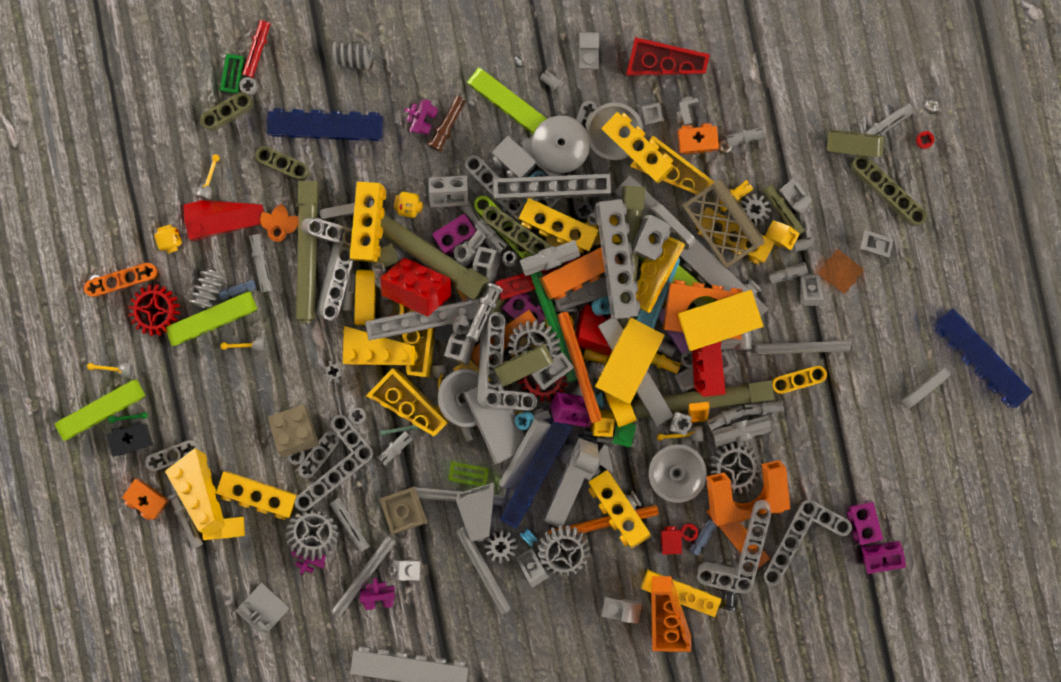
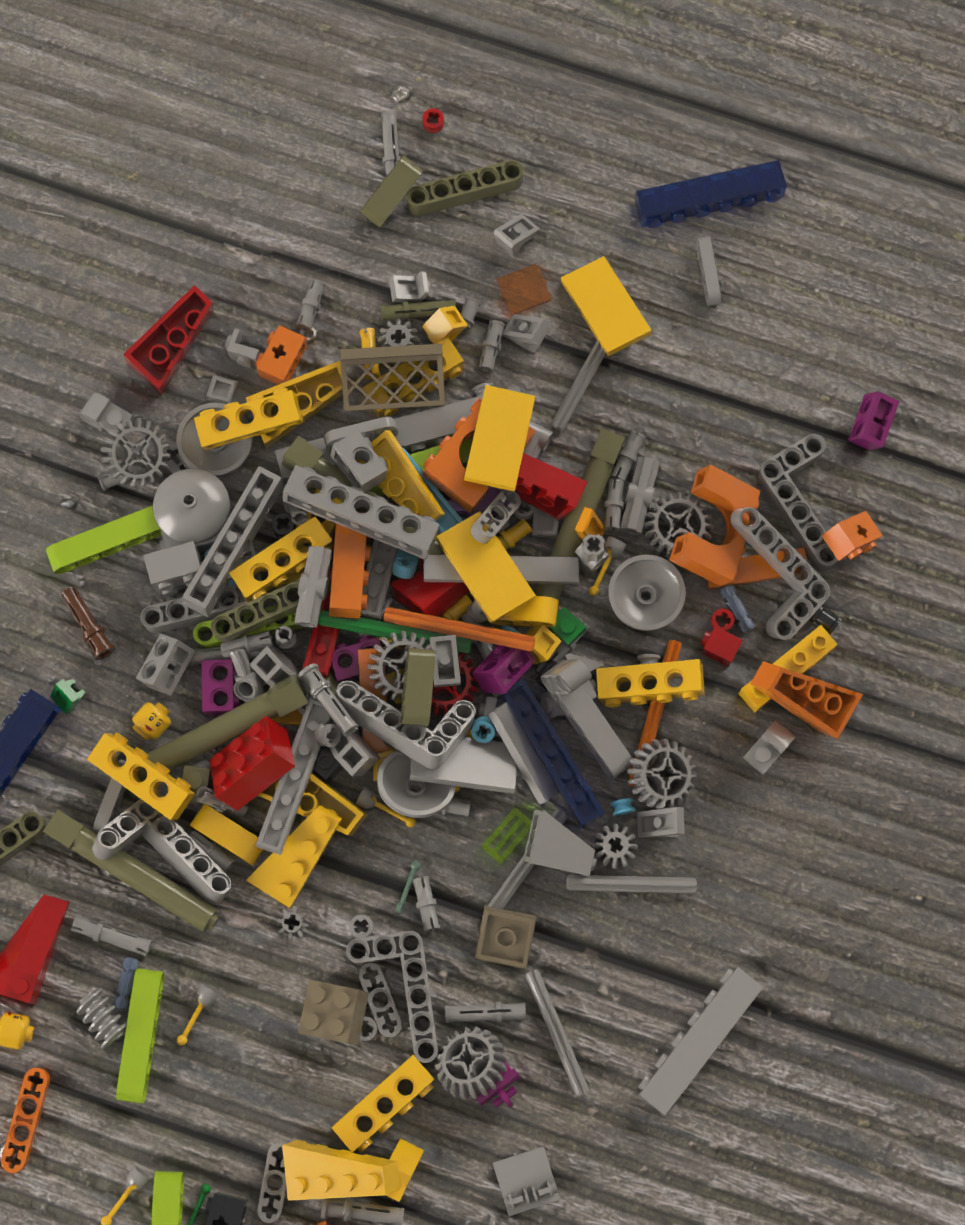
camera: 65 degrees left, 10 degrees down
(137, 308) = (68, 1085): red gear -> none
(279, 220) = (75, 884): orange plate -> none
(377, 592) = (585, 1025): magenta hips -> none
(391, 140) = (65, 696): none -> green tile
(404, 569) = (577, 977): light grey bracket -> none
(406, 400) = (376, 856): yellow wedge -> none
(424, 109) = (56, 650): magenta hips -> none
(571, 102) = (150, 435): none -> light grey gear
(661, 342) = (494, 524): none -> light grey beam
(794, 586) = (852, 536): none -> orange brick
(806, 374) = (622, 390): yellow beam -> none
(859, 333) = (606, 306): none -> yellow tile
(869, 521) = (824, 413): magenta brick -> none

